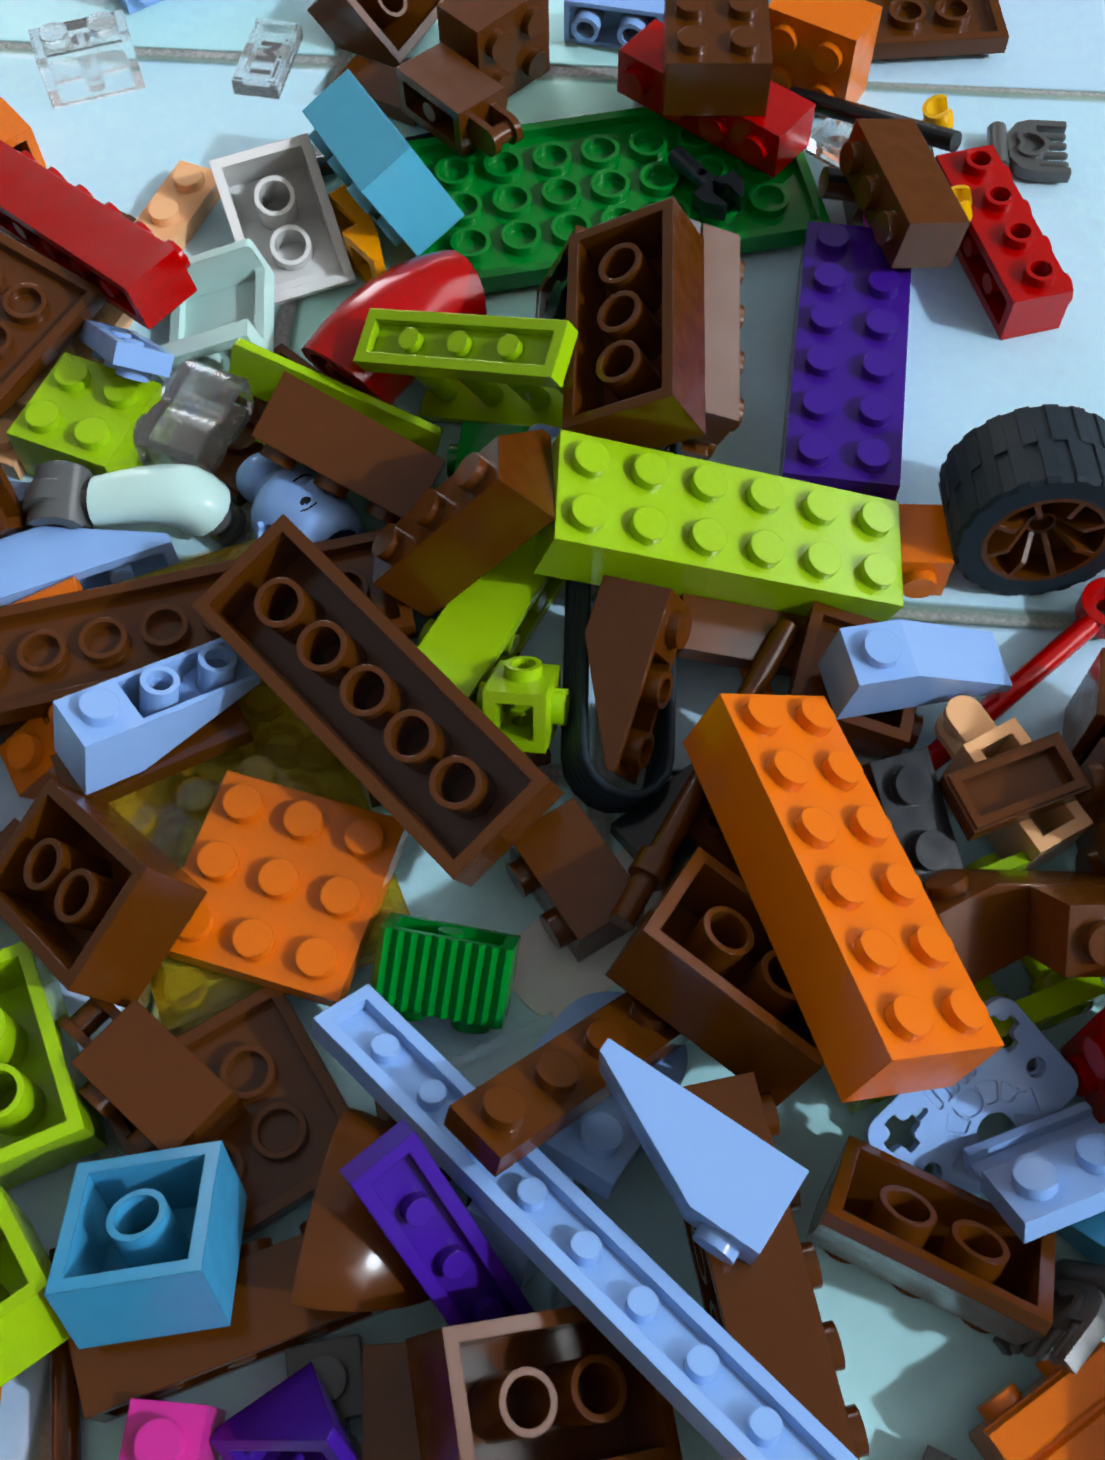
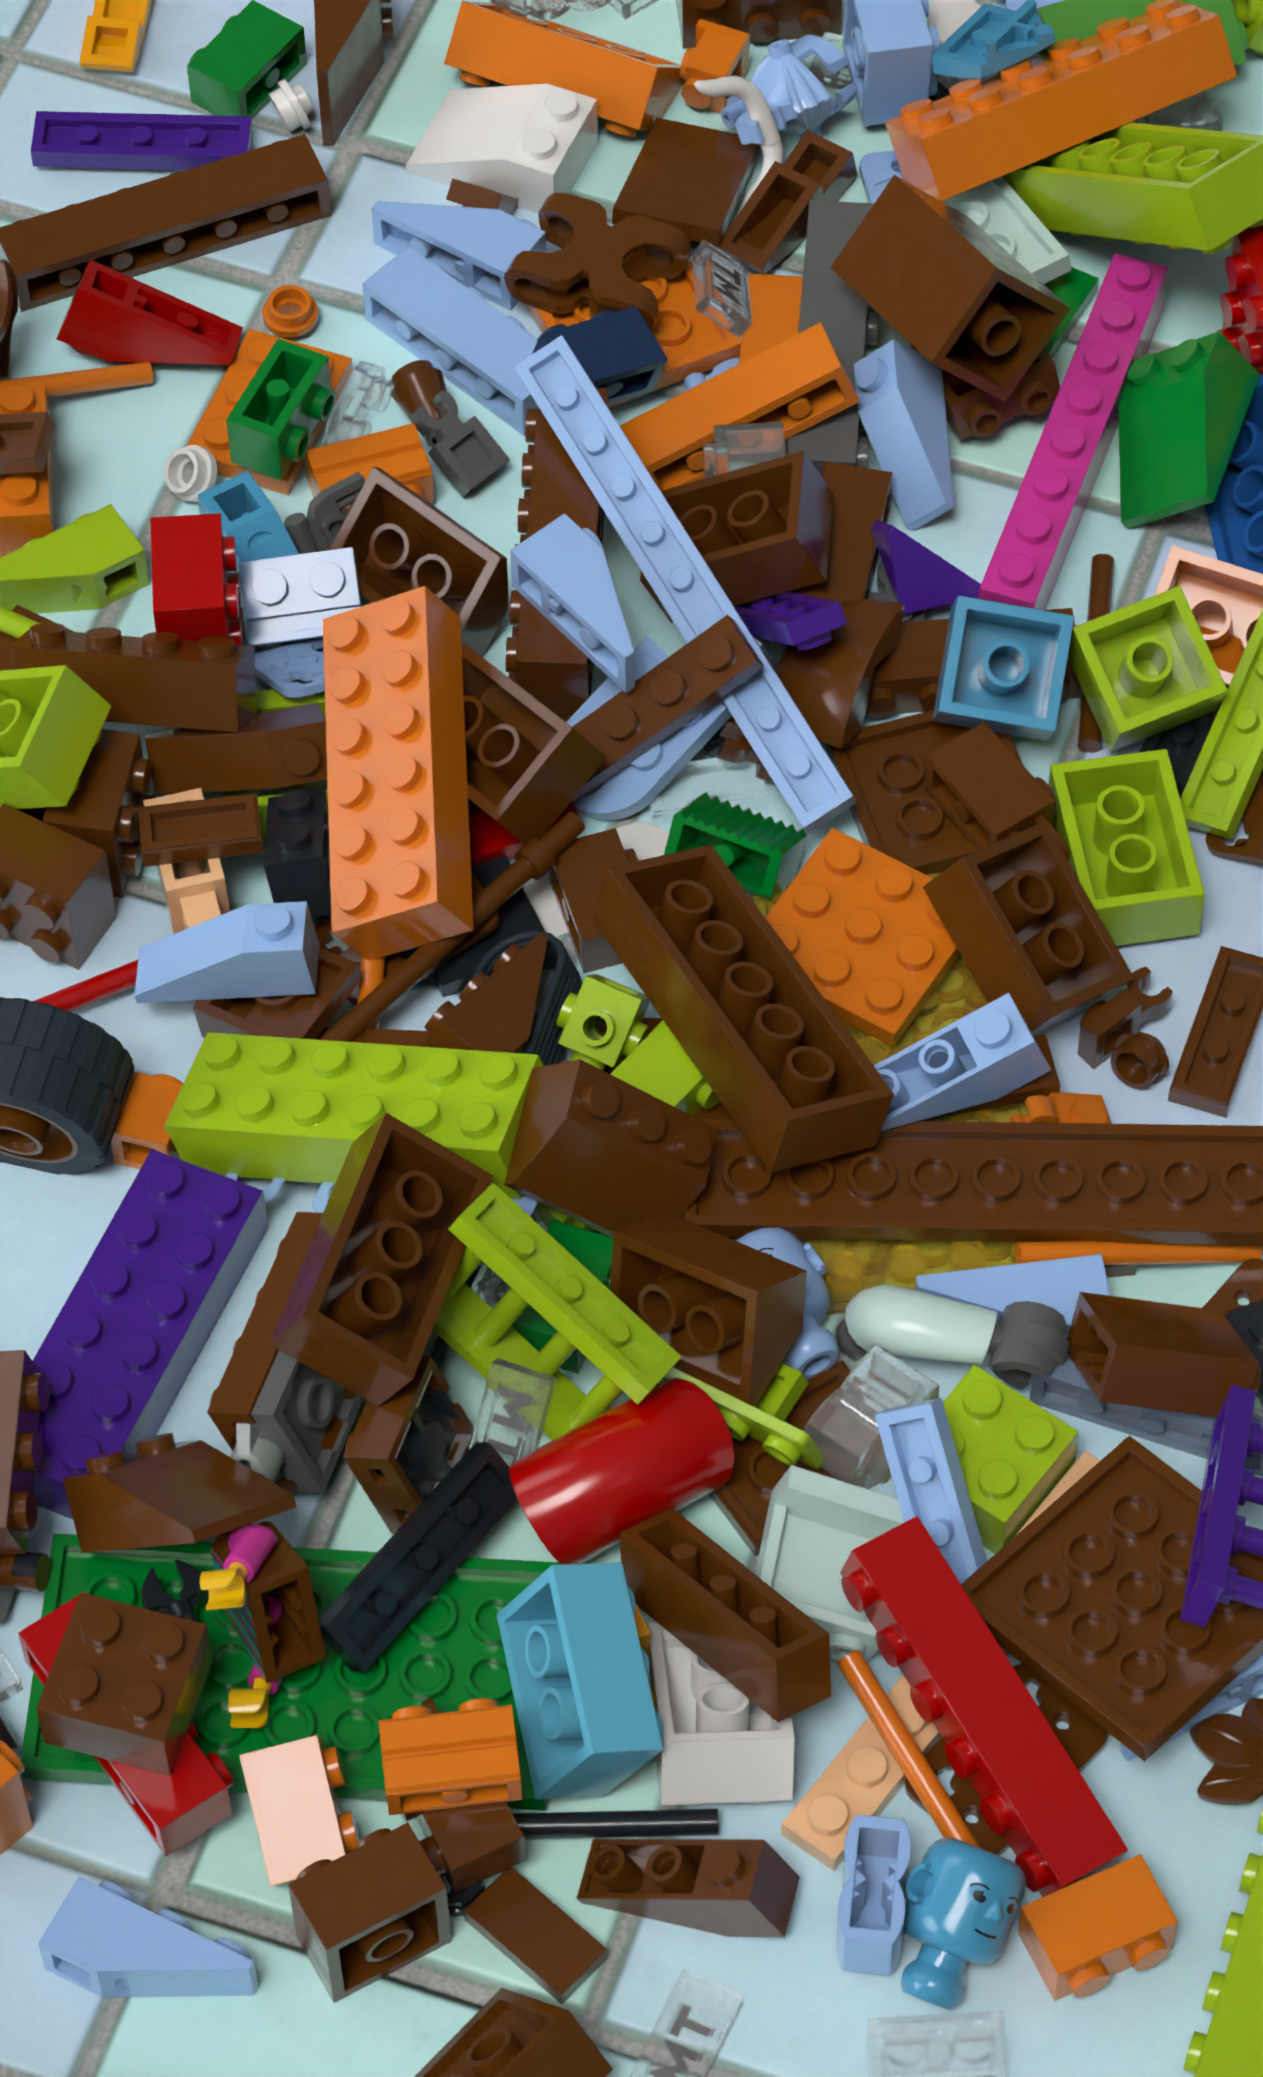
camera: 165 degrees left, 5 degrees down
(75, 125) = (960, 1912): none -> dark azure piece
(132, 210) = (904, 1748): none -> orange bar
(142, 124) = (873, 1894): none -> light blue brick
(253, 113) = (693, 1883): none -> reddish brown slope
(282, 229) = (726, 1615): none -> reddish brown brick
(457, 65) = (450, 1757): none -> orange brick
(541, 233) = (418, 1558): none -> black plate
(569, 85) = (298, 1806): none -> brick
(638, 144) = (271, 1608): none -> torso
(740, 183) = (167, 1496): none -> reddish brown slope

